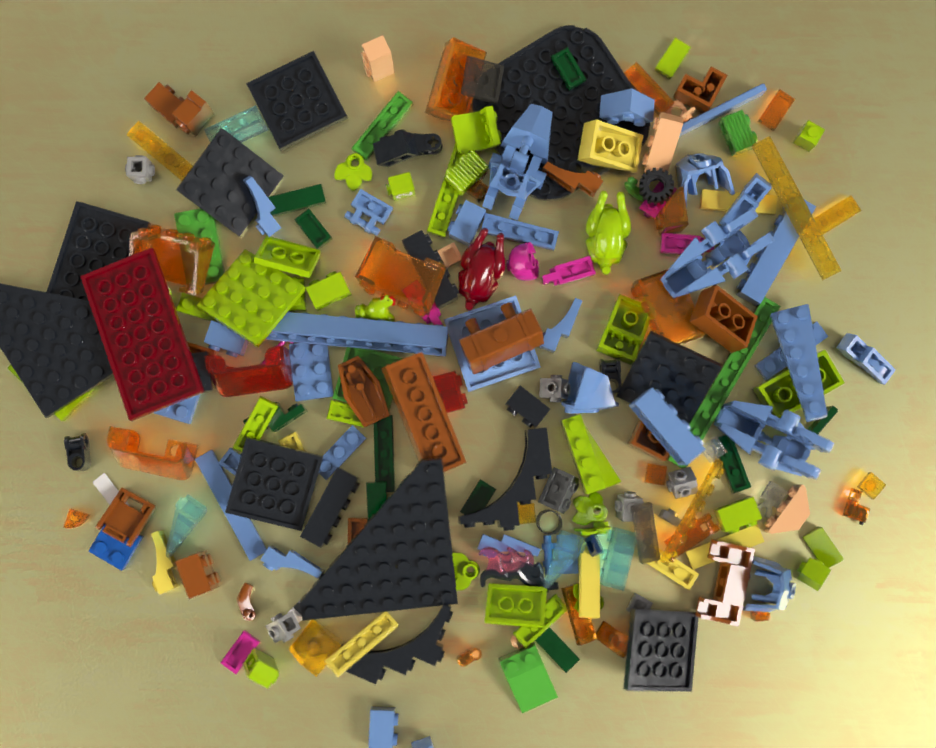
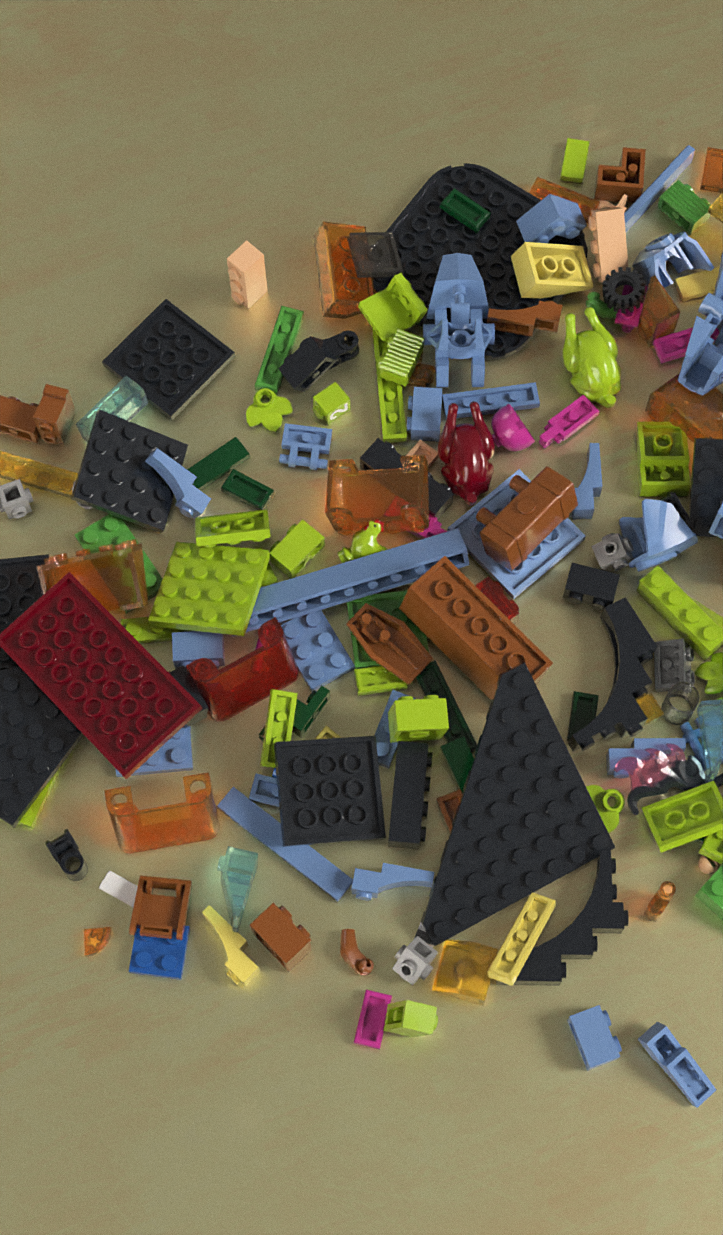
camera: 15 degrees left, 15 degrees down
(356, 460) = (418, 719): none -> lime brick

